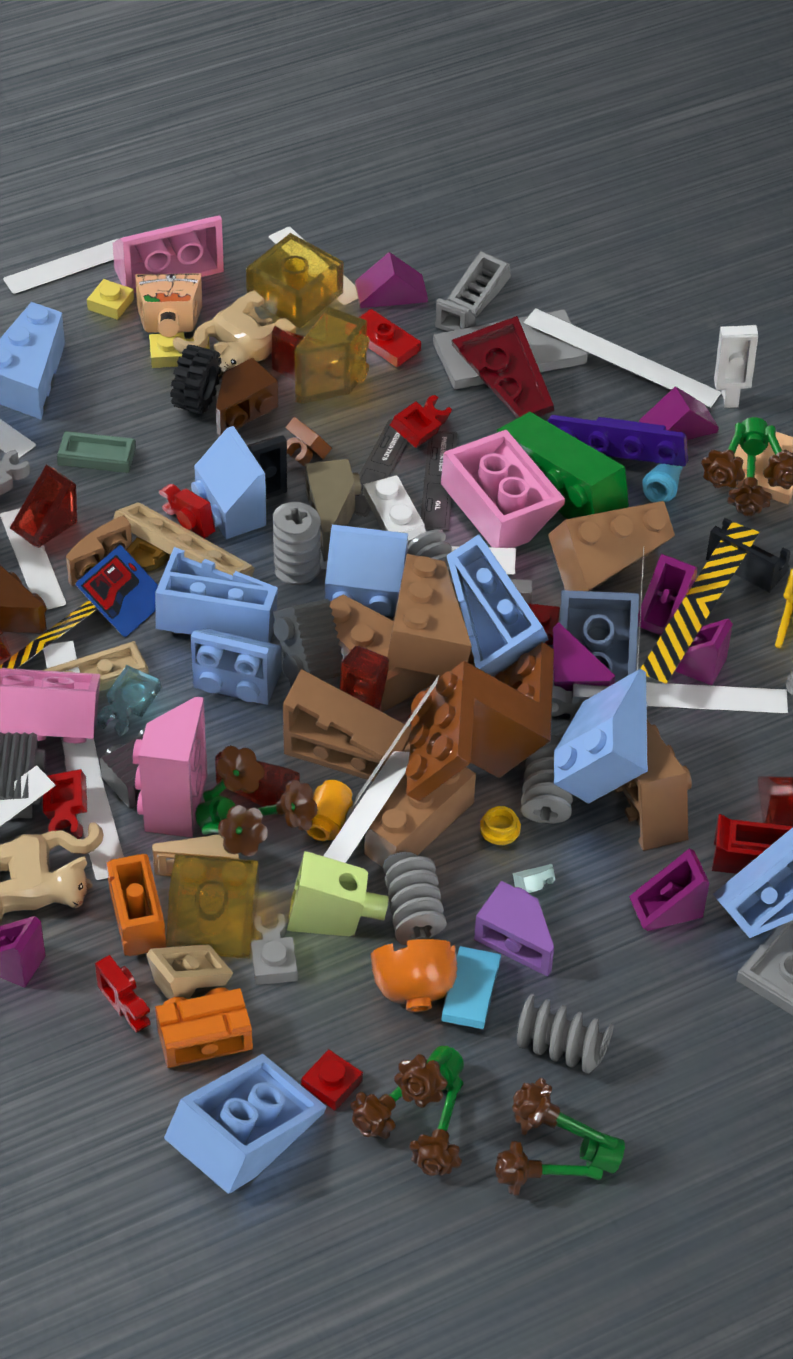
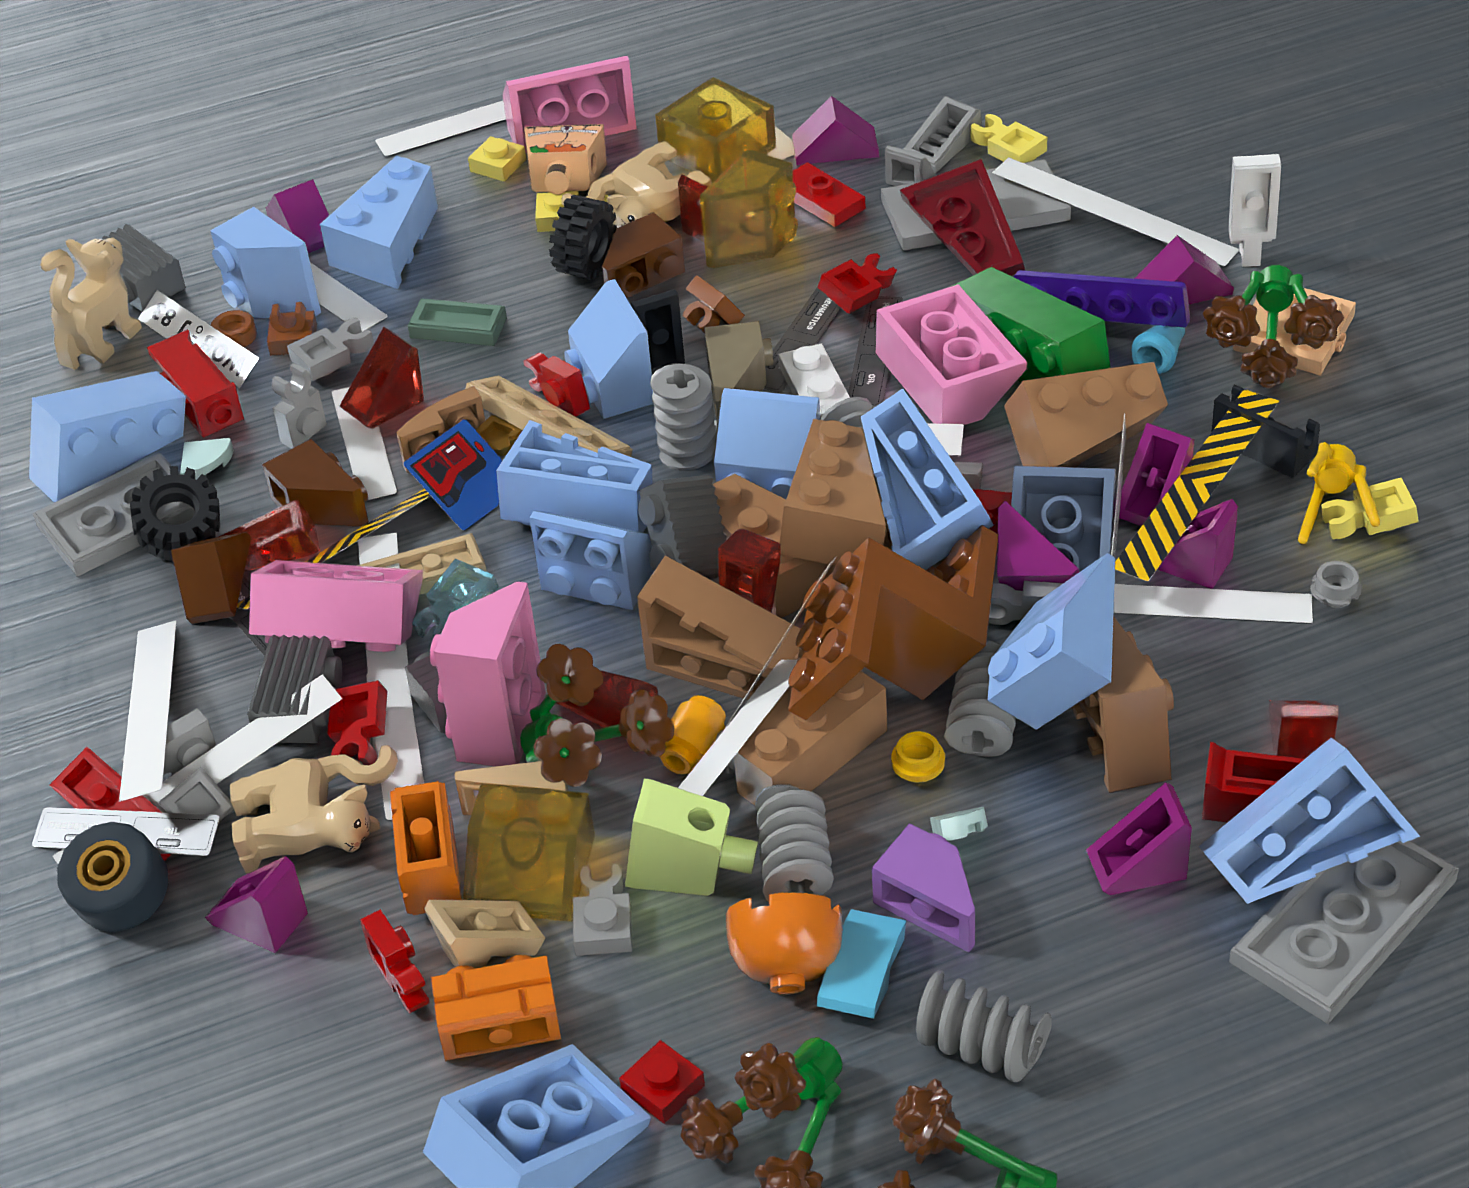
camera: 10 degrees right, 5 degrees down
(535, 292) = (1011, 141): none -> light yellow plate

